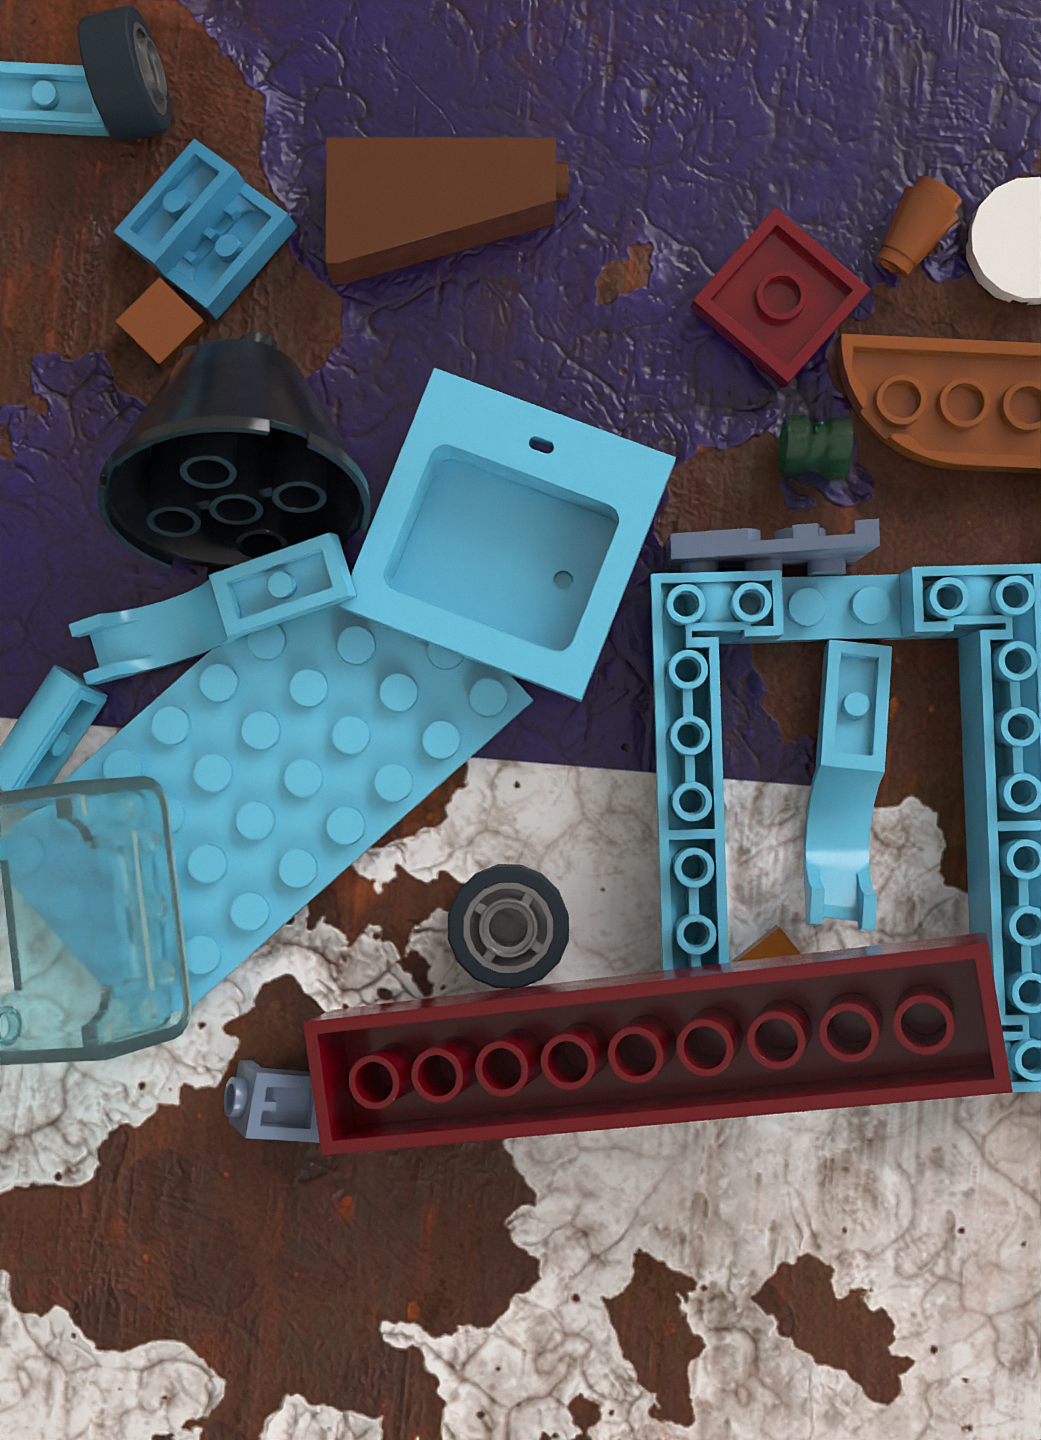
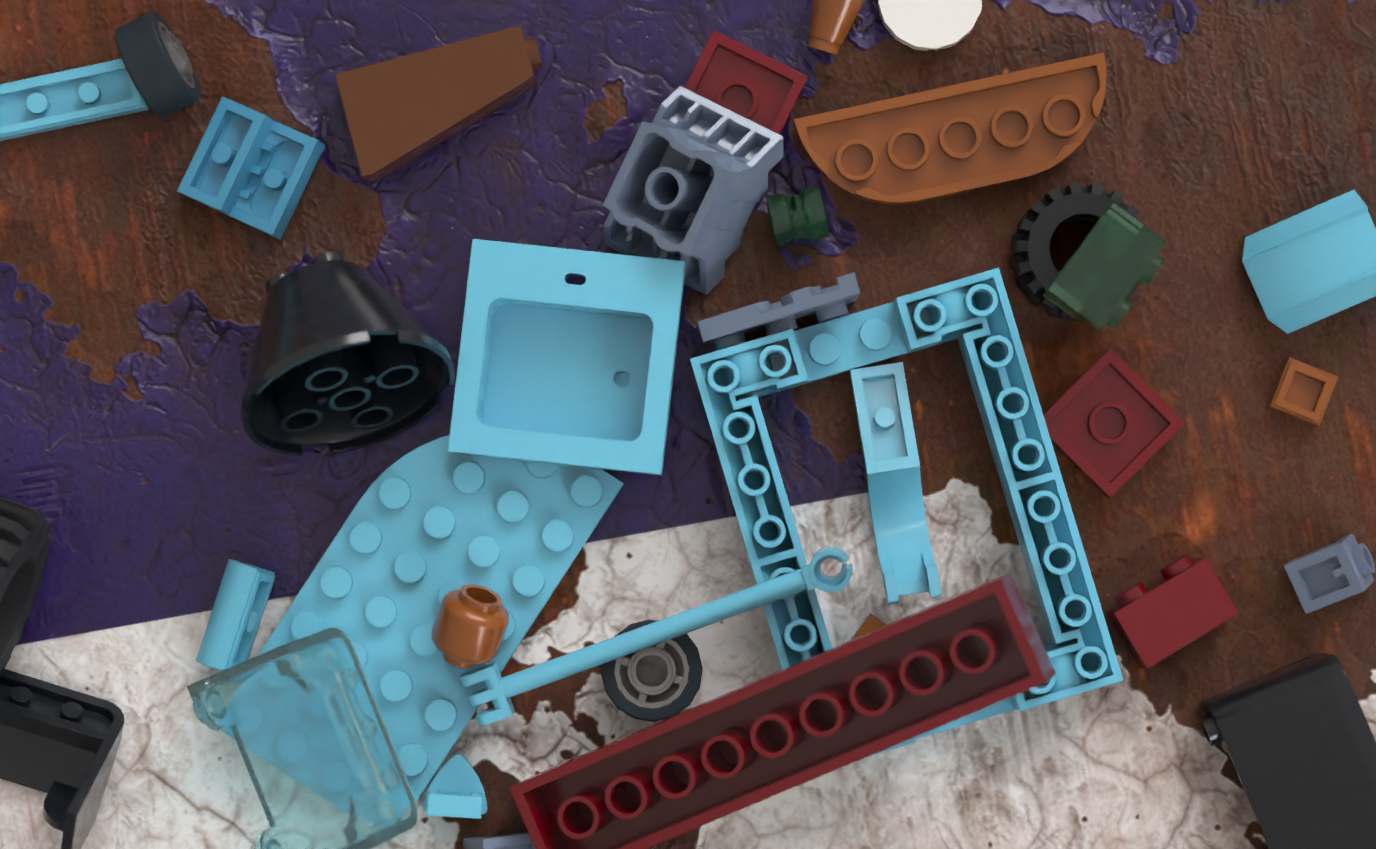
camera: 15 degrees left, 0 degrees up
(161, 323) = (236, 255): dark orange tile -> none
(220, 610) = (349, 479): medium azure piece -> none
(243, 1007) = (456, 791): none -> medium azure tile
(308, 818) = (470, 626): none -> dark orange head
(328, 901) = (500, 688): none -> medium azure hinge
(704, 373) = (690, 186): none -> sand blue slope

